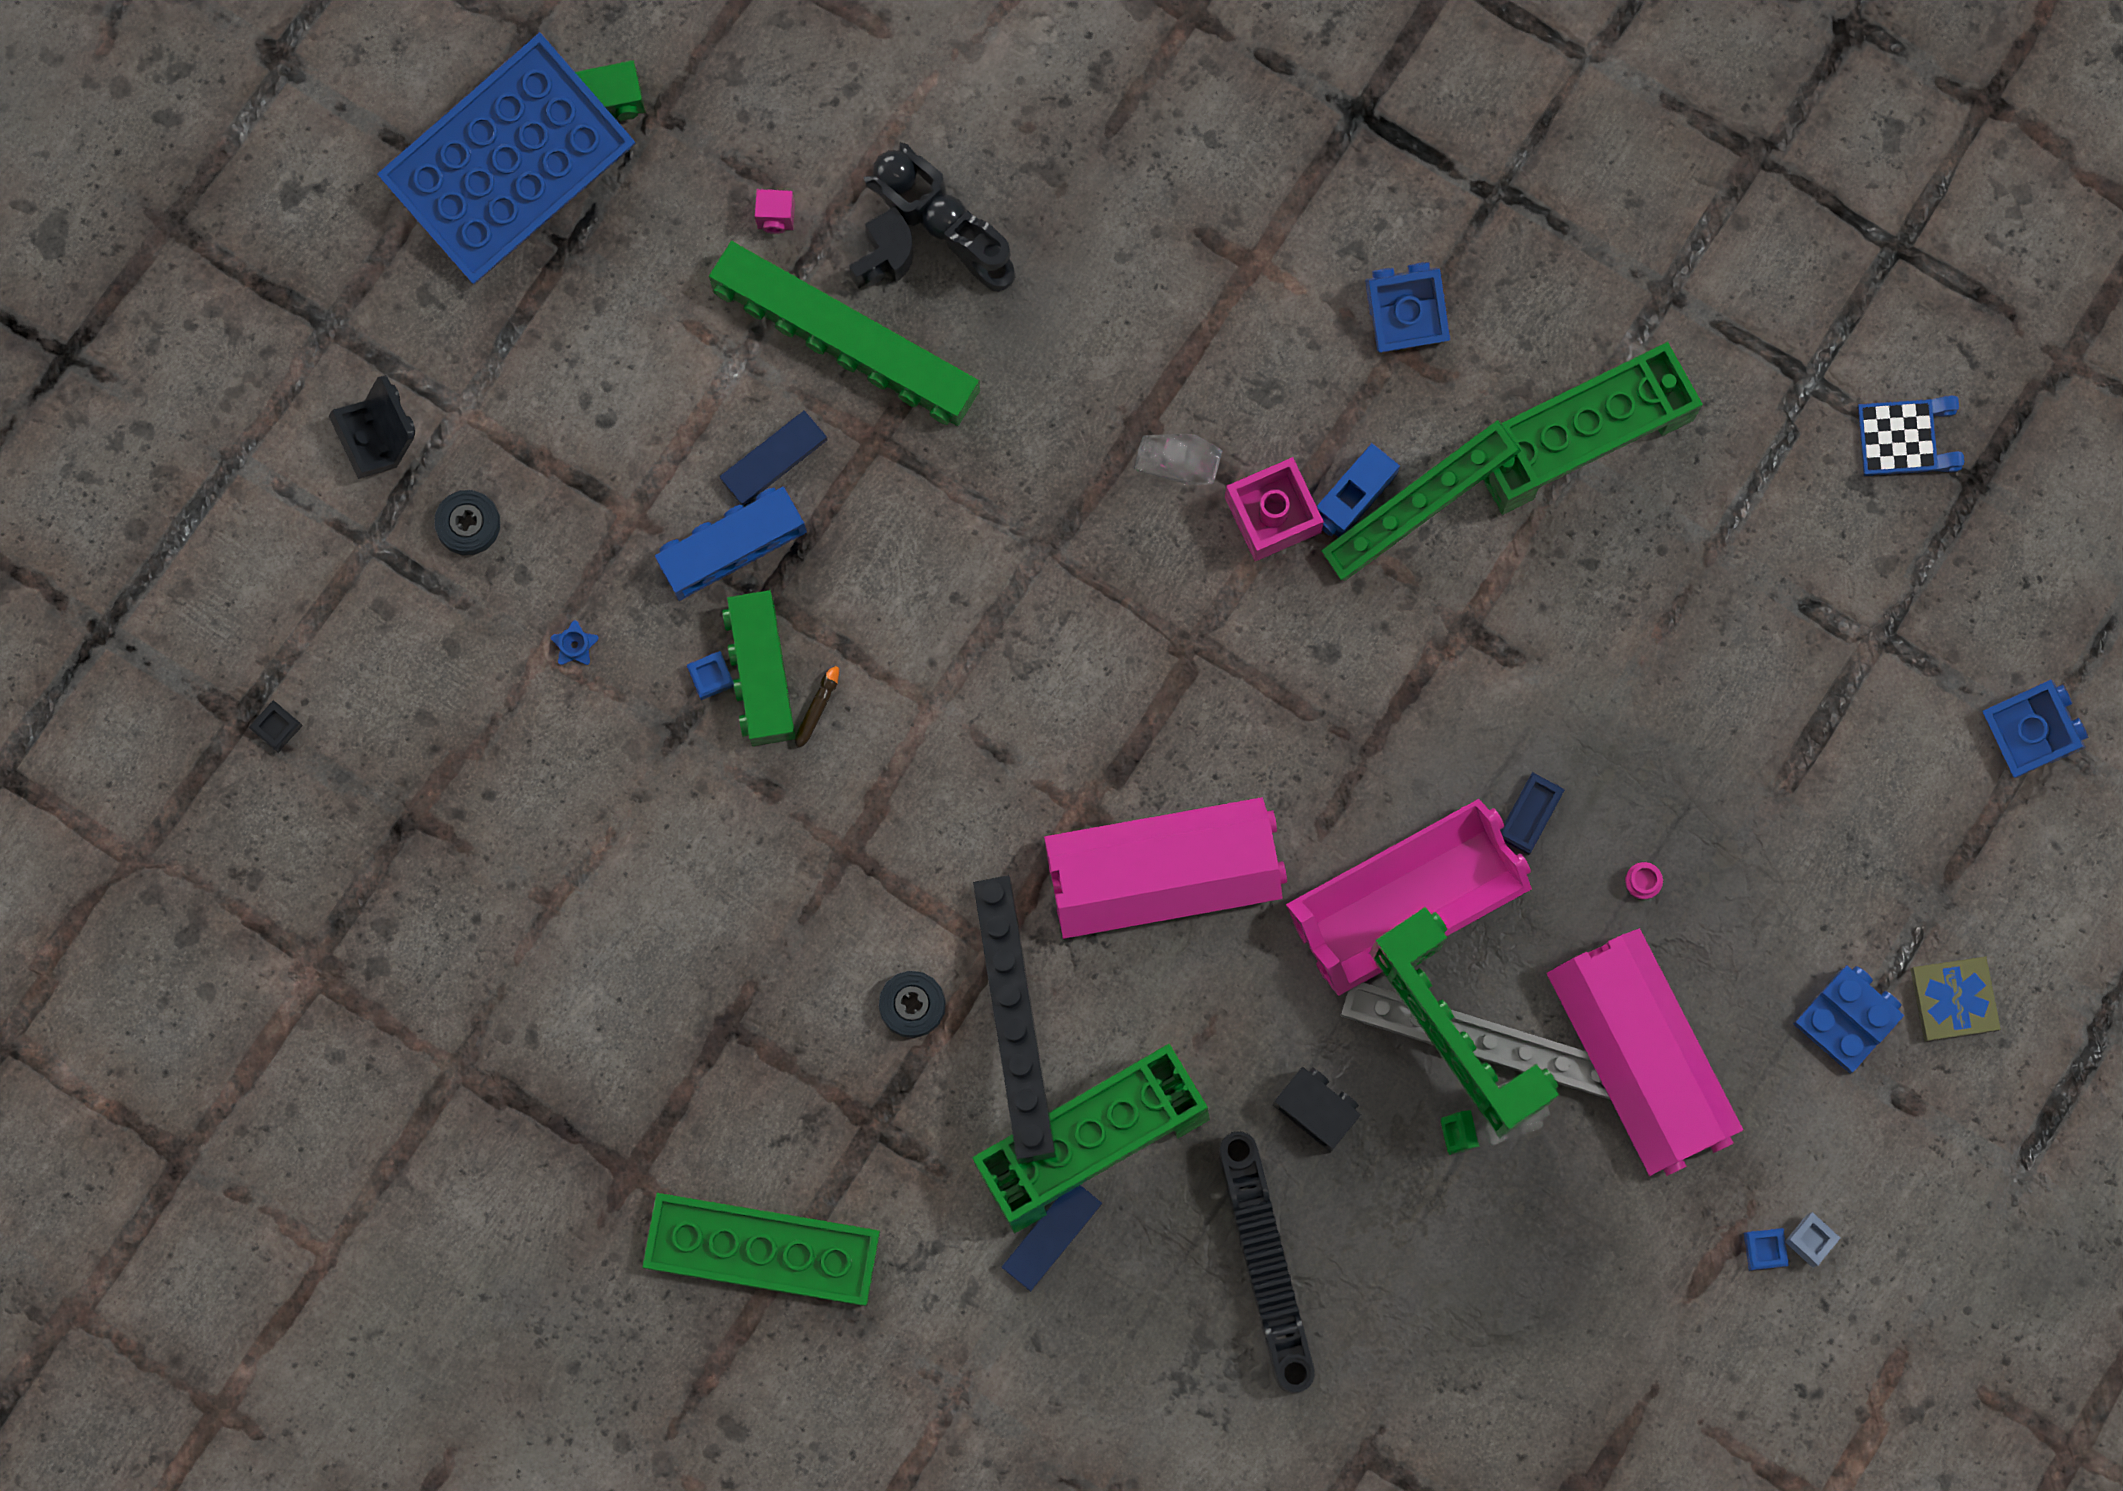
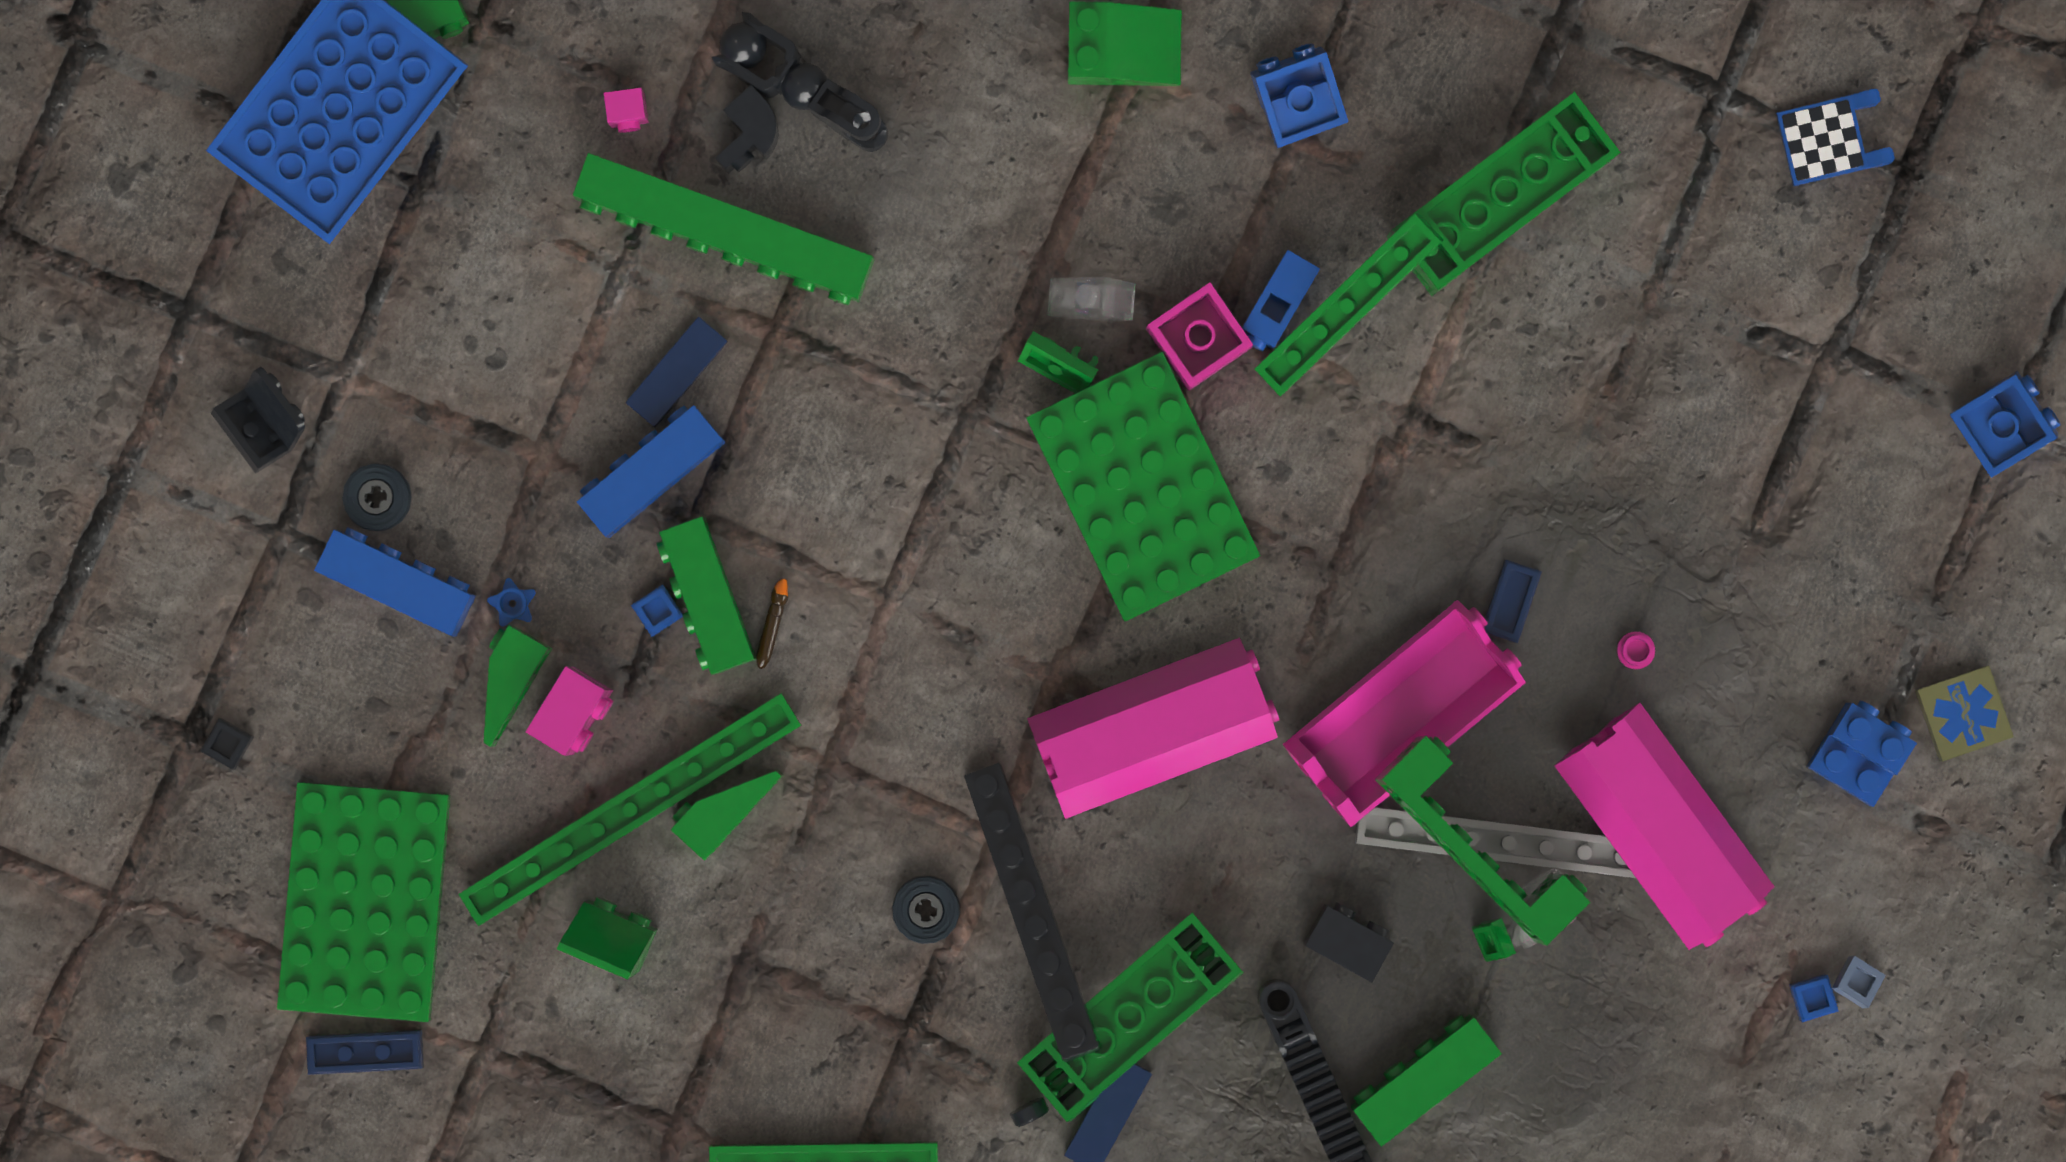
camera: 15 degrees left, 10 degrees up
(342, 1042) = (364, 1052): none -> dark blue tile
(372, 899) = (363, 902): none -> green plate
(467, 602) = (395, 582): none -> blue brick
(559, 707) = (510, 674): none -> green slope
(601, 970) = (609, 938): none -> green slope
(608, 749) = (570, 712): none -> dark pink brick
(645, 856) = (630, 809): none -> green plate
(730, 875) = (715, 817): none -> green slope
(975, 1217) = (1029, 1112): none -> black tile
(1136, 513) = (1058, 365): none -> green plate
(1195, 640) = (1143, 486): none -> green plate
(1250, 234) = (1123, 44): none -> green slope
(1369, 1256) = (1425, 1079): none -> green brick

